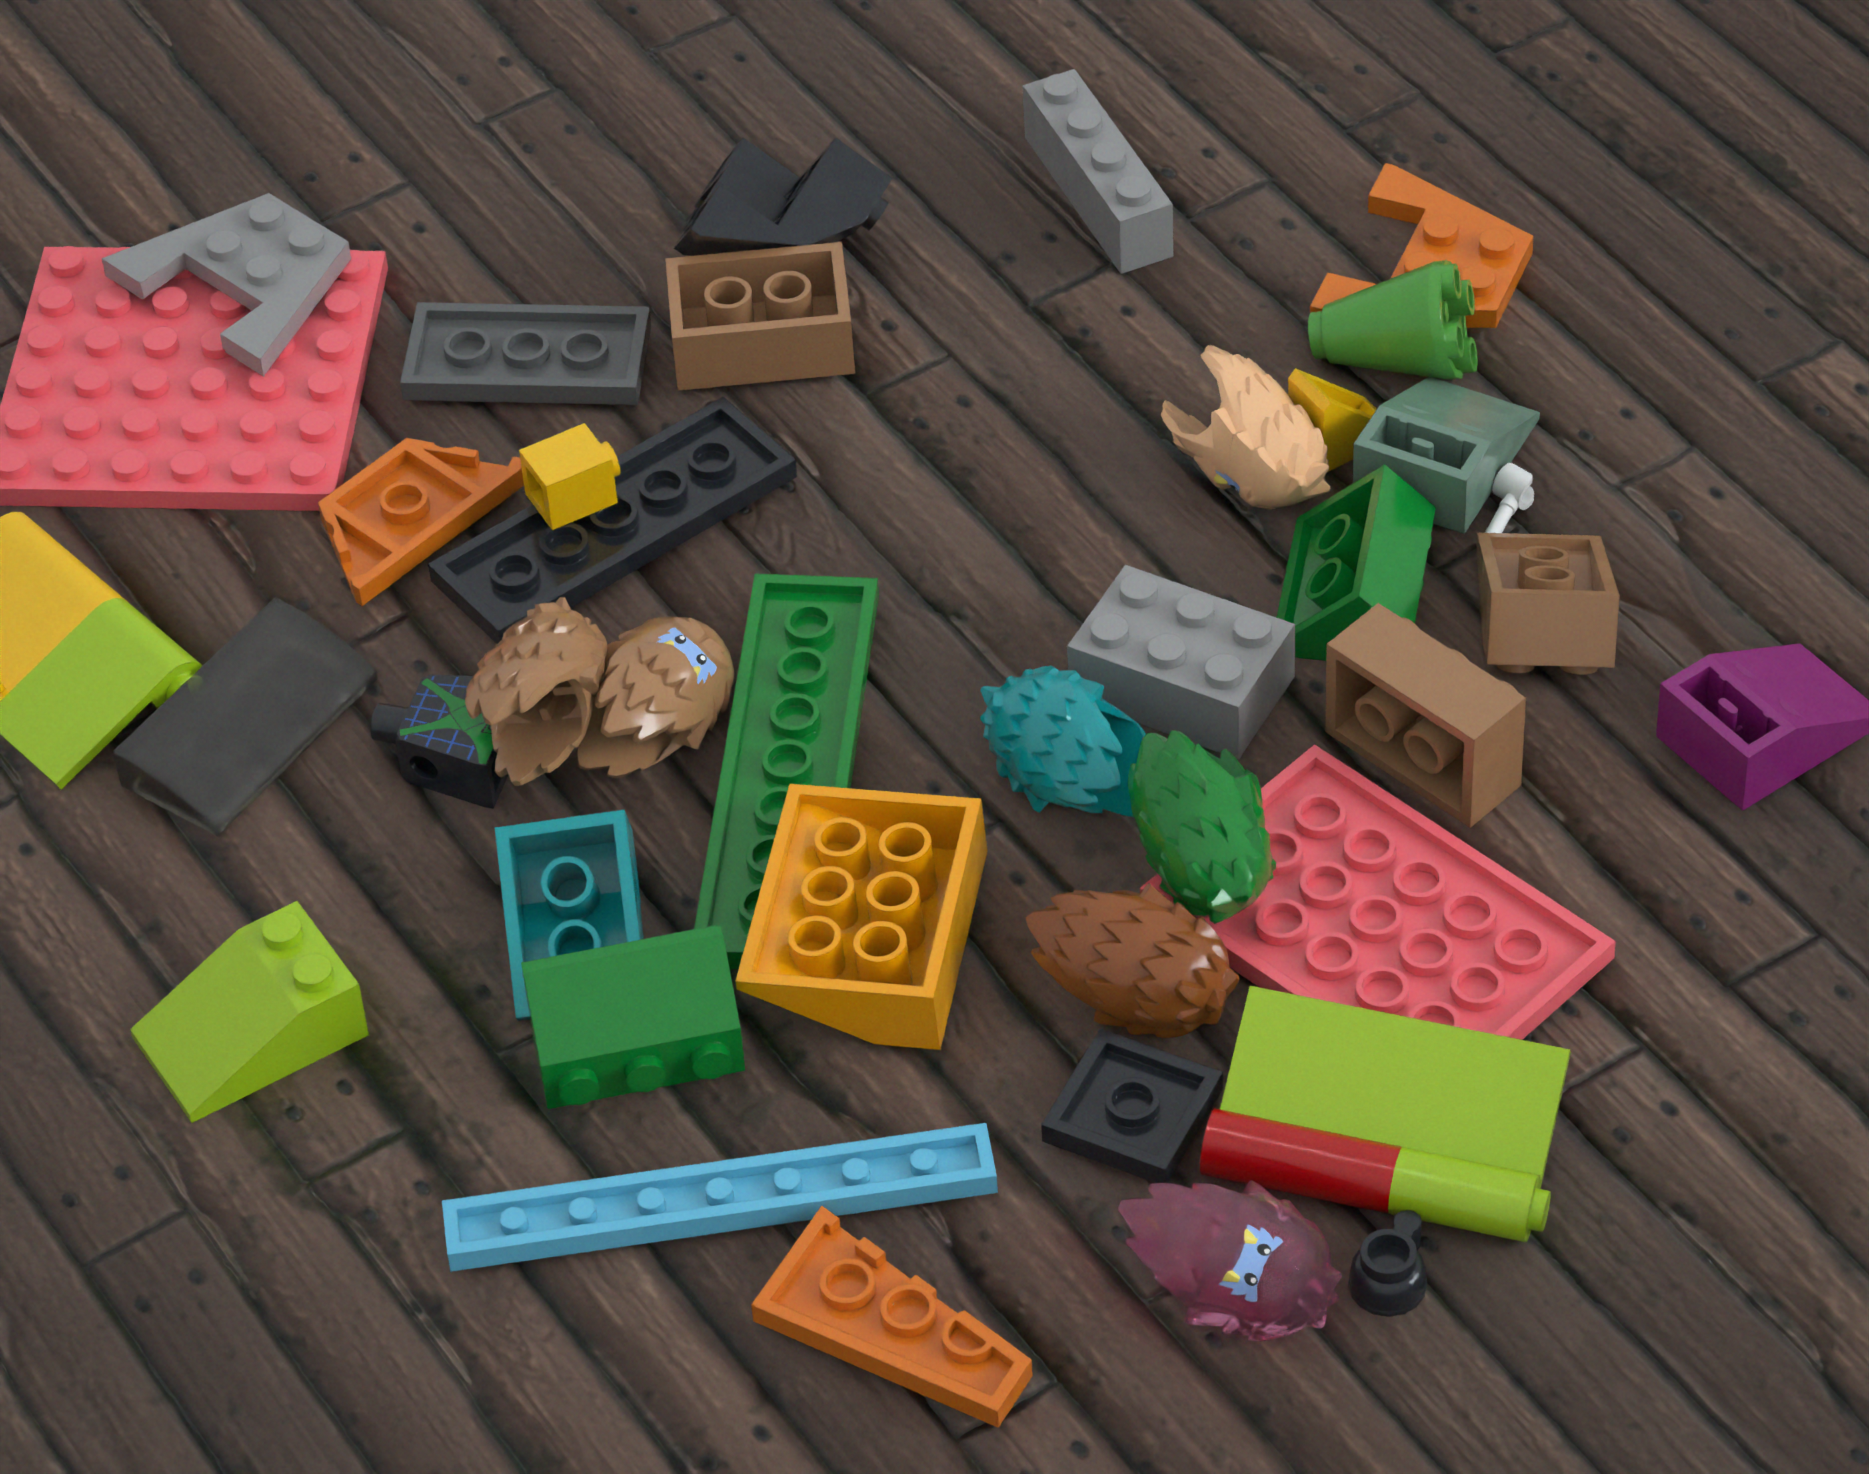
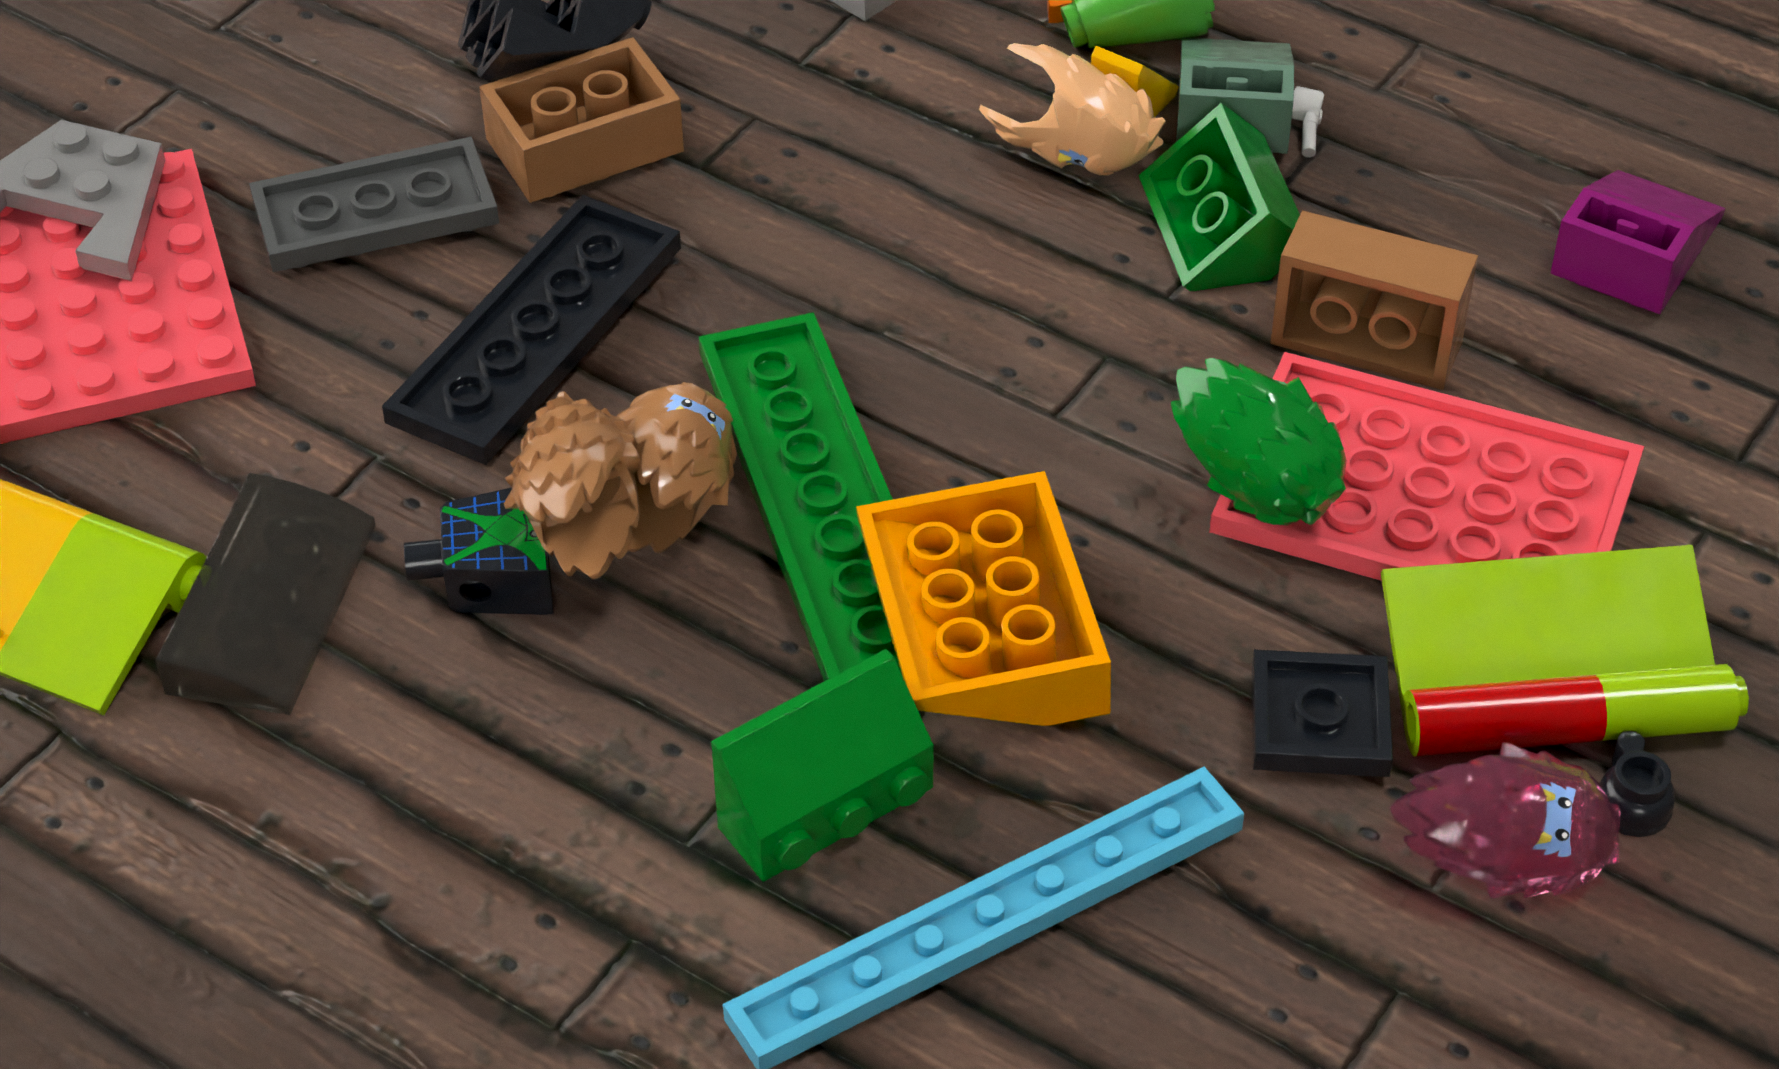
camera: 25 degrees left, 0 degrees up
(252, 1014) = (424, 877): lime slope -> none
(409, 509) = (332, 365): orange wing -> none
(567, 889) = (688, 676): teal slope -> none
(569, 475) = (486, 292): yellow brick -> none
(872, 1315) = (1197, 985): orange wing -> none
(1061, 740) = (1075, 406): teal head -> none
(1135, 959) = (1258, 576): dark orange head -> none
(1185, 659) = (1124, 311): light grey brick -> none
(1546, 602) = (1401, 184): medium nougat slope -> none

